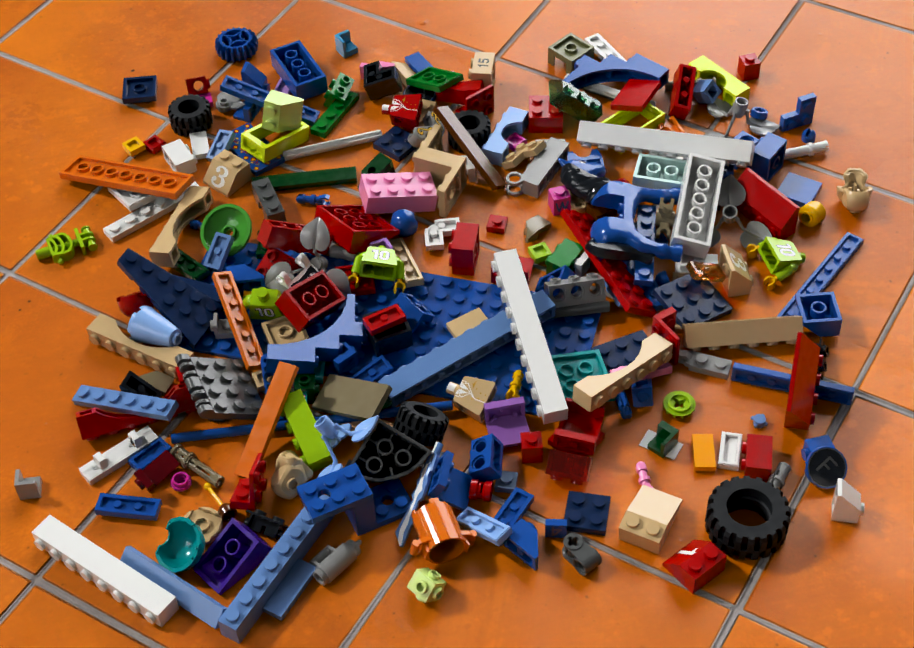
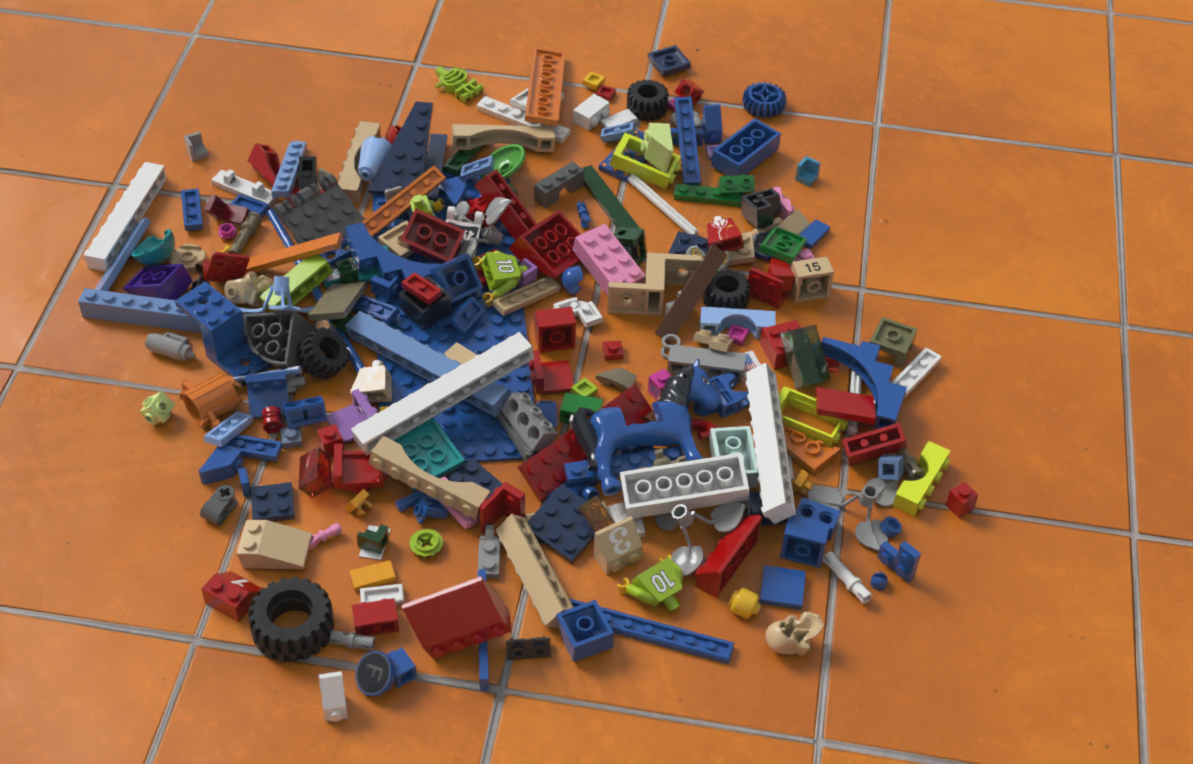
camera: 65 degrees right, 0 degrees up
(227, 173) = (587, 148): tan slope -> none
(289, 589) = (136, 328): medium blue tile -> none
(369, 293) = (457, 277): none -> blue brick
(614, 443) = (357, 502): none -> light orange tile

